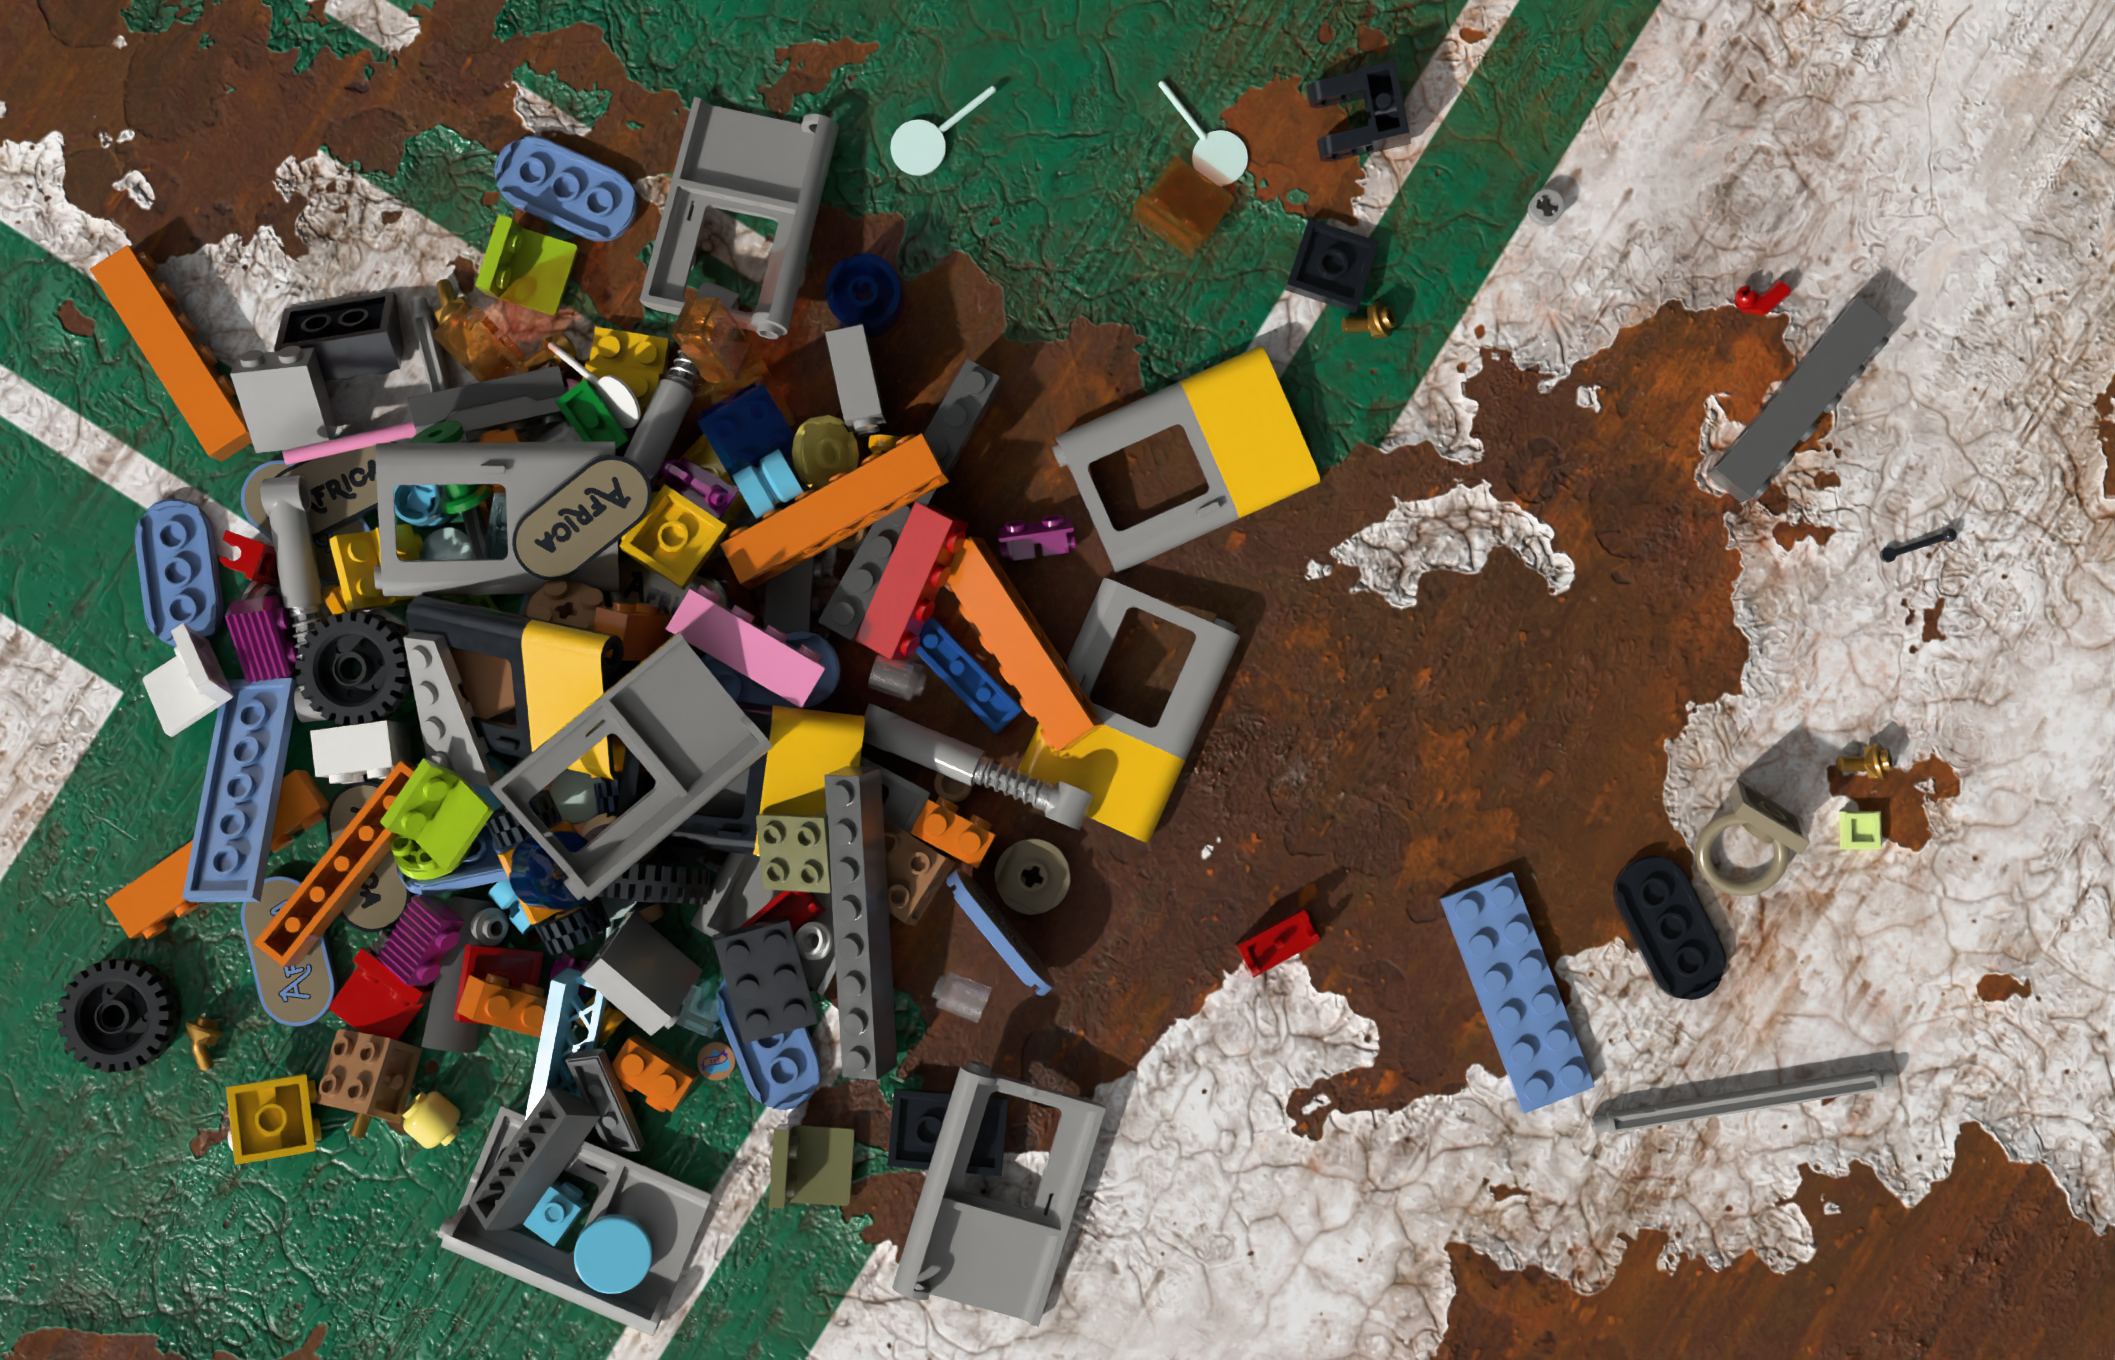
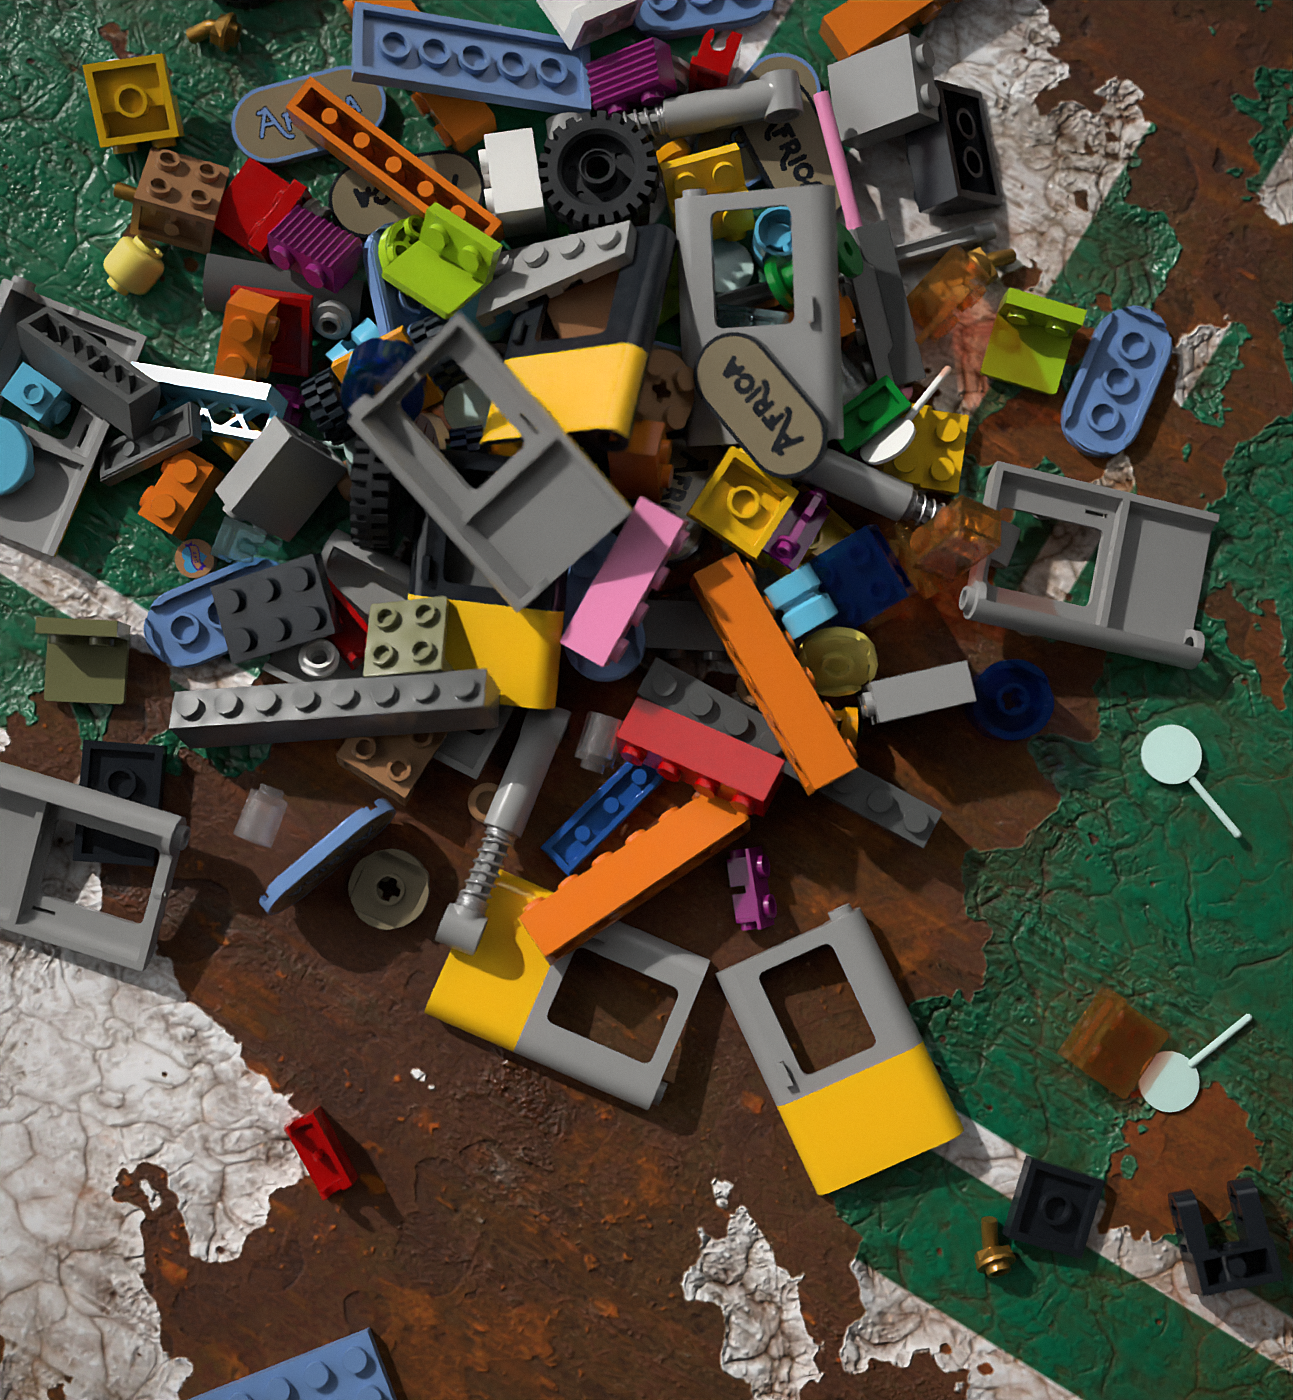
camera: 80 degrees right, 0 degrees up
(546, 355) = (937, 364): pearl gold plate -> none
(953, 833) = (433, 805): orange brick -> none

